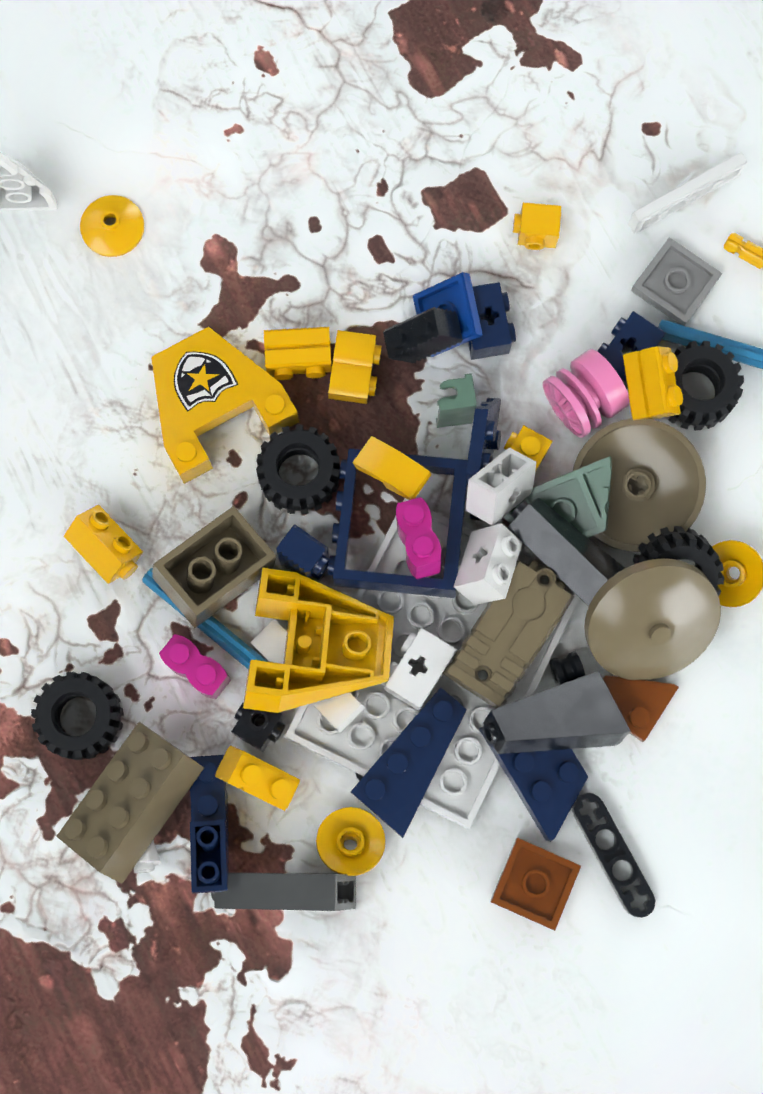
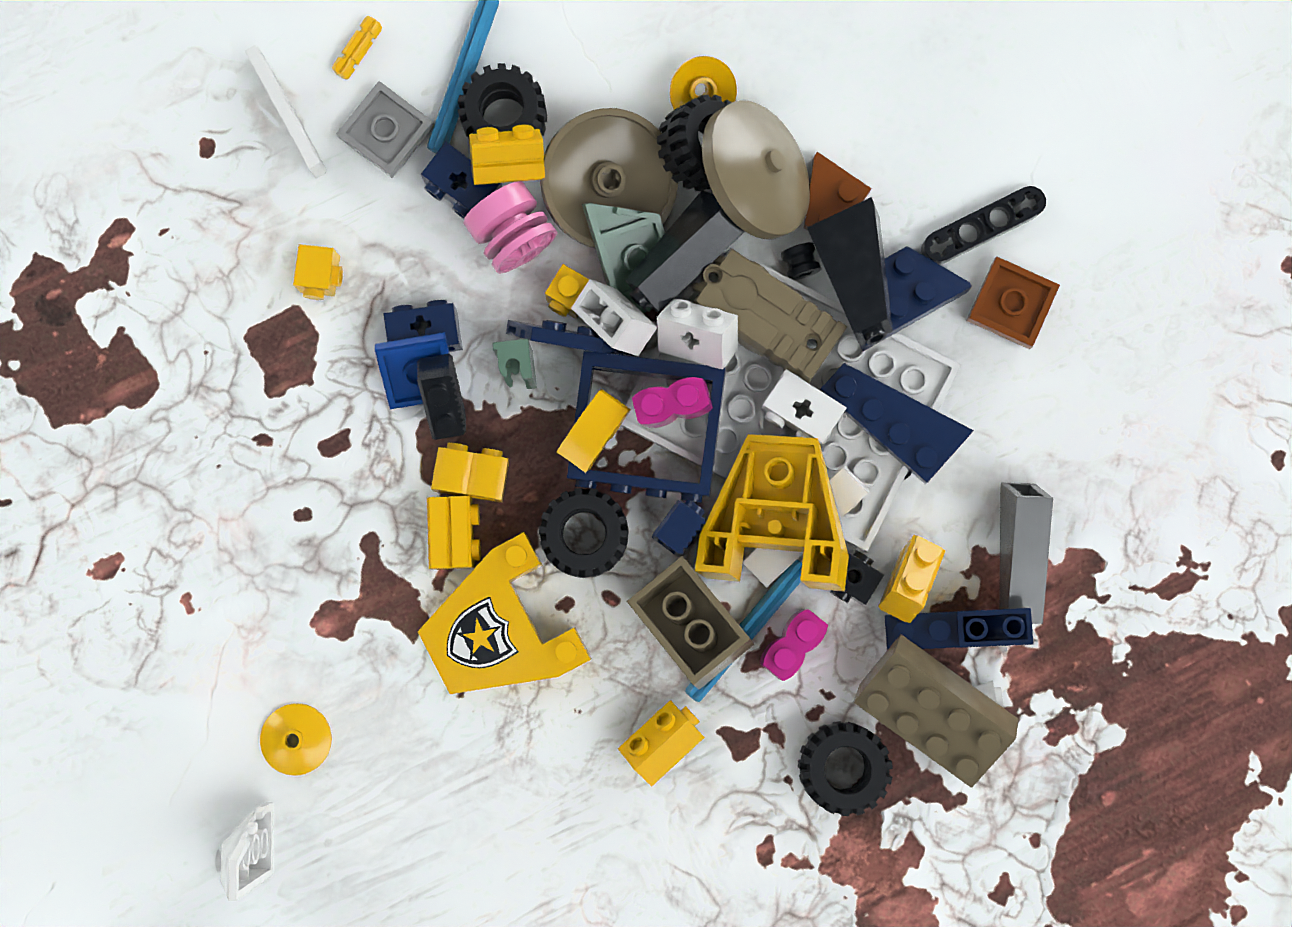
camera: 90 degrees left, 5 degrees up
(353, 825) = (970, 467): yellow dish -> none

